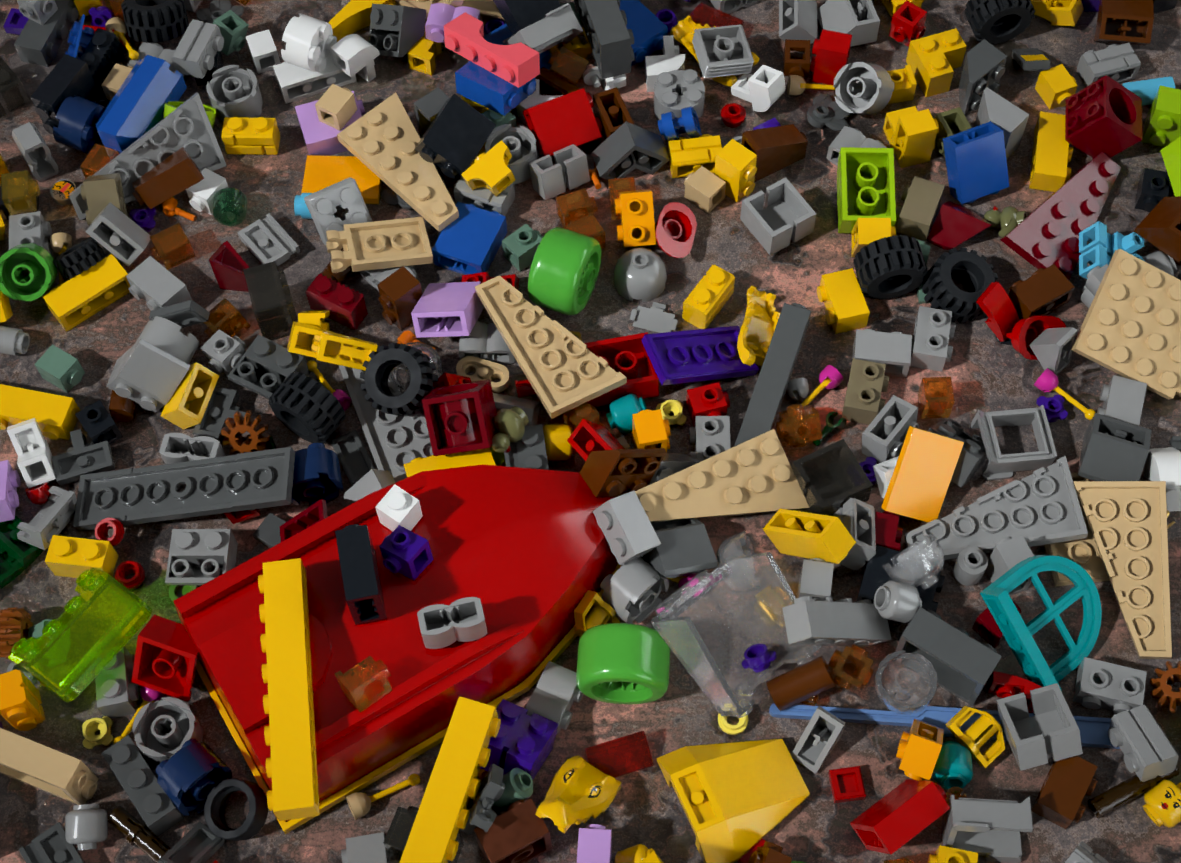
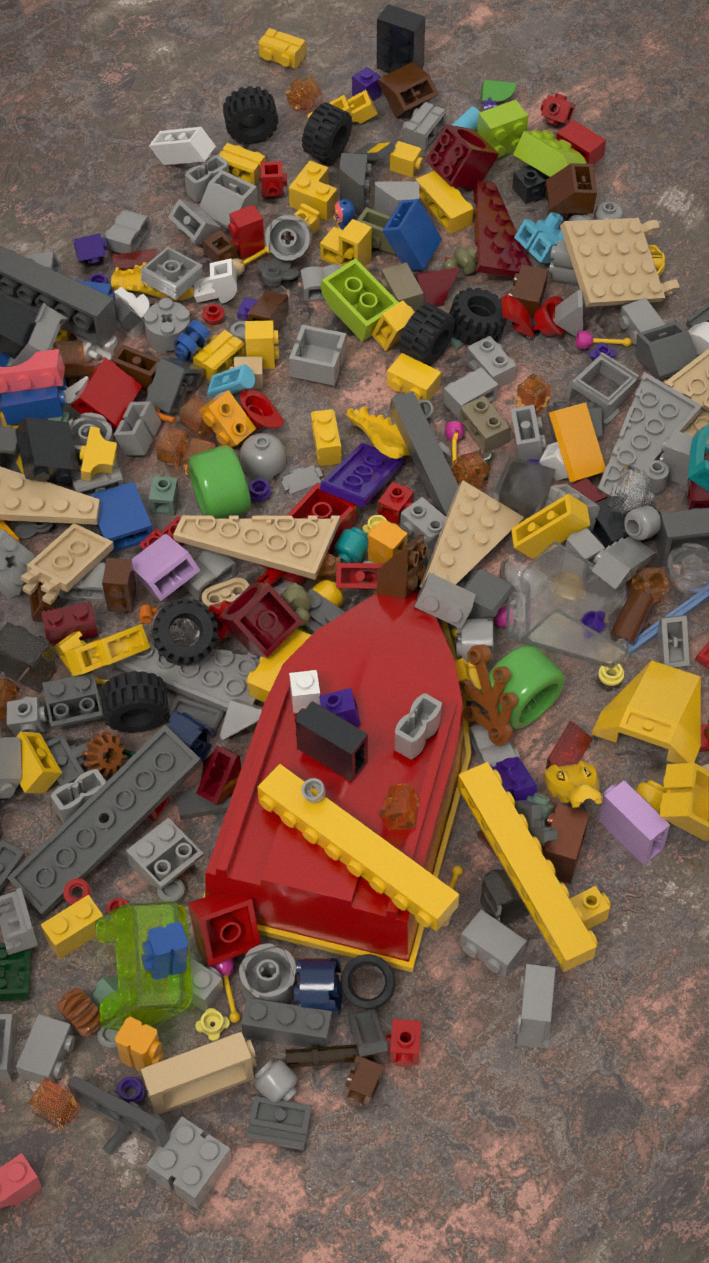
camera: 45 degrees left, 5 degrees down
(74, 640) = (165, 951): none -> blue brick
(287, 606) = (319, 787): none -> light grey hinge
(579, 644) = (498, 724): none -> dark orange plant
(606, 296) = (259, 485): none -> dark purple plate
(646, 62) = (126, 314): none -> dark grey brick
(675, 187) = (234, 380): none -> medium azure brick
(829, 337) = (426, 406): none -> light grey hinge
(939, 99) = (344, 213): none -> blue animal

